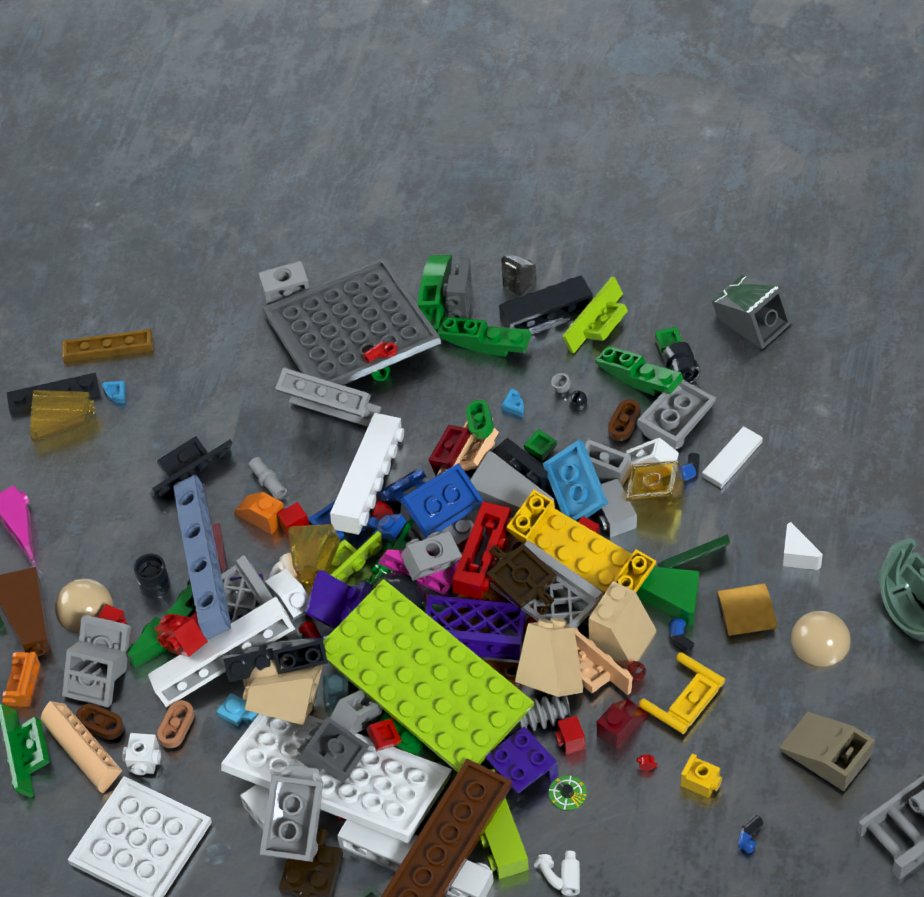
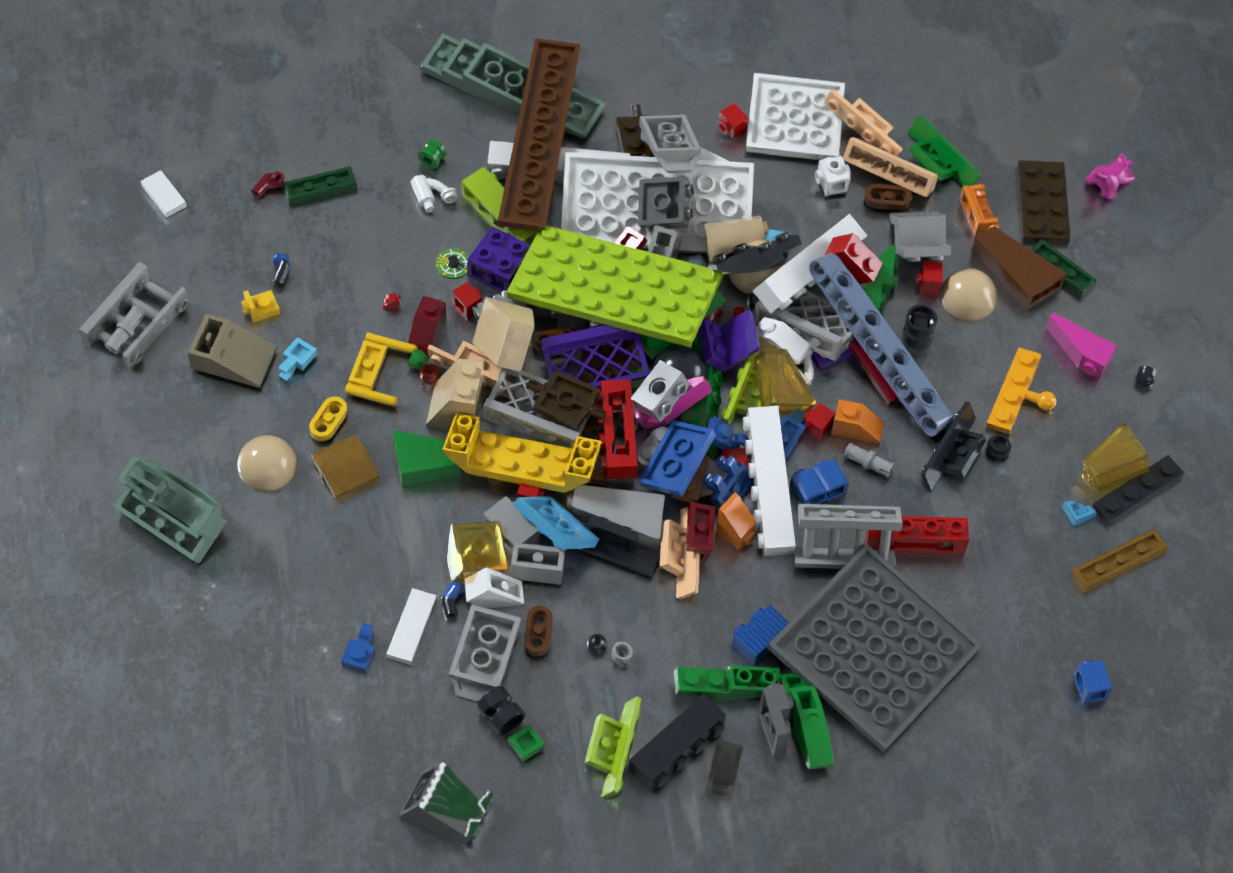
camera: 150 degrees right, 5 degrees up
(72, 804) = (864, 121): none -> light nougat bracket
(99, 503) = (1015, 390): none -> light orange plate
(146, 459) = (998, 446): none -> black plate
(175, 726) = (820, 215): nougat plate -> none
(192, 260) = (1092, 681): none -> blue brick
(209, 853) = (733, 121): none -> red plate
(264, 402) = (923, 534): none -> red brick
(283, 281) = (982, 671): light grey brick -> none
(323, 468) = (819, 483): none -> blue brick
(381, 350) = (819, 603): red arm -> none
(415, 450) = (735, 523): none -> orange slope
(437, 364) = (755, 636): none -> blue brick
(479, 419) = (682, 563): green plate -> none
(513, 403) = (662, 622): dark azure tile -> none
(540, 445) = (613, 576): green plate -> none
(637, 373) = (542, 689): green slope -> none
(642, 690) = (417, 359): none -> green hinge
(676, 635) = (400, 420): arm -> none
(695, 553) = (414, 502): dark green tile -> none
(704, 783) = (338, 300): yellow brick -> none
(748, 659) = (326, 420): none -> yellow plate
(761, 729) = (297, 355): none -> medium azure plate
(783, 798) = (260, 305): none -> yellow bracket
(784, 448) = (359, 652): none -> blue plate
(800, 551) = (311, 536): white slope -> none

